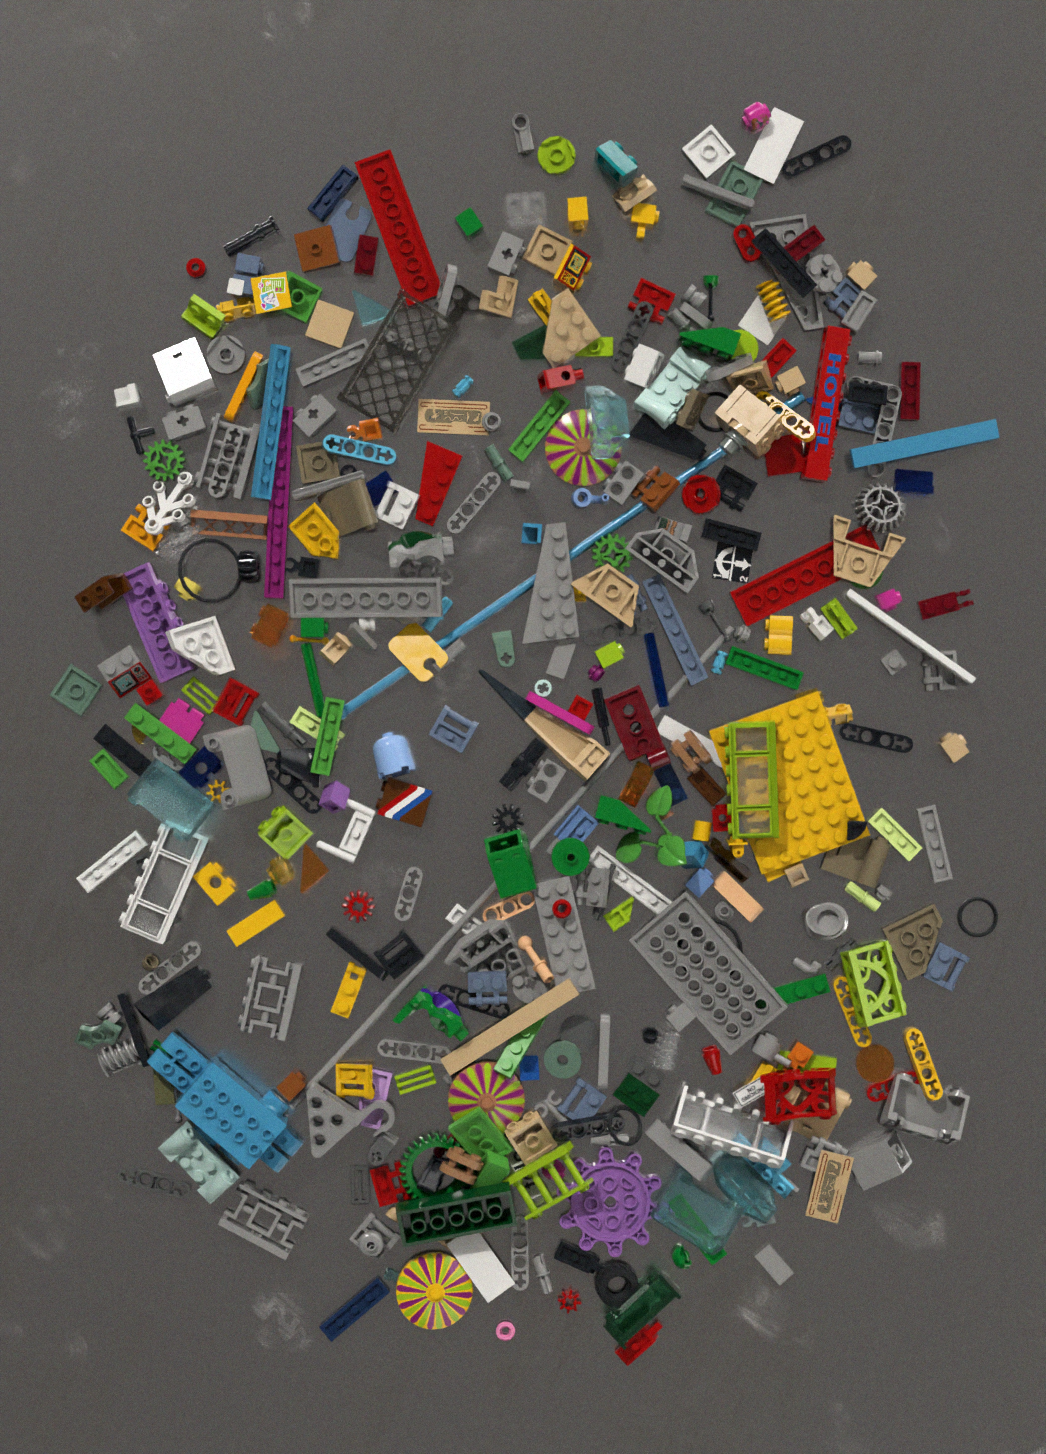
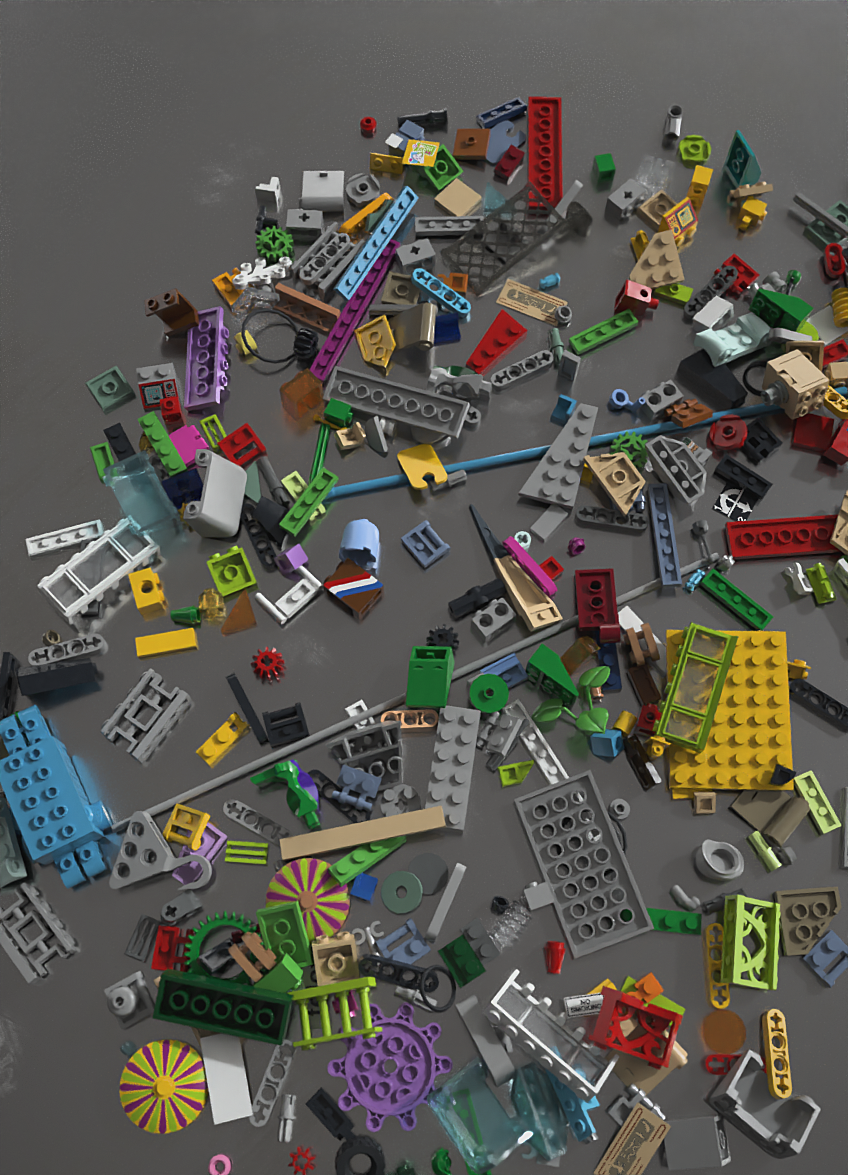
camera: 20 degrees right, 20 degrees down
(203, 316) = (358, 154): lime bracket -> none
(203, 645) = (235, 387): white plate -> none
(292, 1085) = (124, 806): dark orange brick -> none
(307, 567) = (355, 363): black plate -> none
(354, 1309) = (73, 1070): dark blue plate -> none
(400, 905) = (319, 664): light grey beam -> none
(402, 506) = (458, 350): white plate -> none
(431, 622) = (452, 444): medium azure axle -> none
(503, 300) = (608, 228): tan plate -> none
(504, 645) = (500, 492): sand green piece -> none
(531, 344) = (619, 269): clear green wing -> none
(540, 966) = (417, 787): light nougat pin -> none
(566, 913) = (464, 730): red plate -> none
(570, 451) = (634, 362): dish -> none
(601, 713) = (567, 584): black axle -> none
(606, 421) = (664, 345): clear light blue wedge -> none
(609, 654) = (595, 533): lime brick -> none
(656, 670) = (633, 566): clear blue axle -> none
(692, 409) = (746, 359): dark tan plate -> none
(699, 881) = (605, 770): medium blue brick -> none
(708, 151) = (823, 187): white plate -> none
(737, 896) = (638, 800): light nougat beam -> none
(768, 1048) = (617, 967): light grey piece -> none
(779, 635) = (760, 576): yellow brick -> none

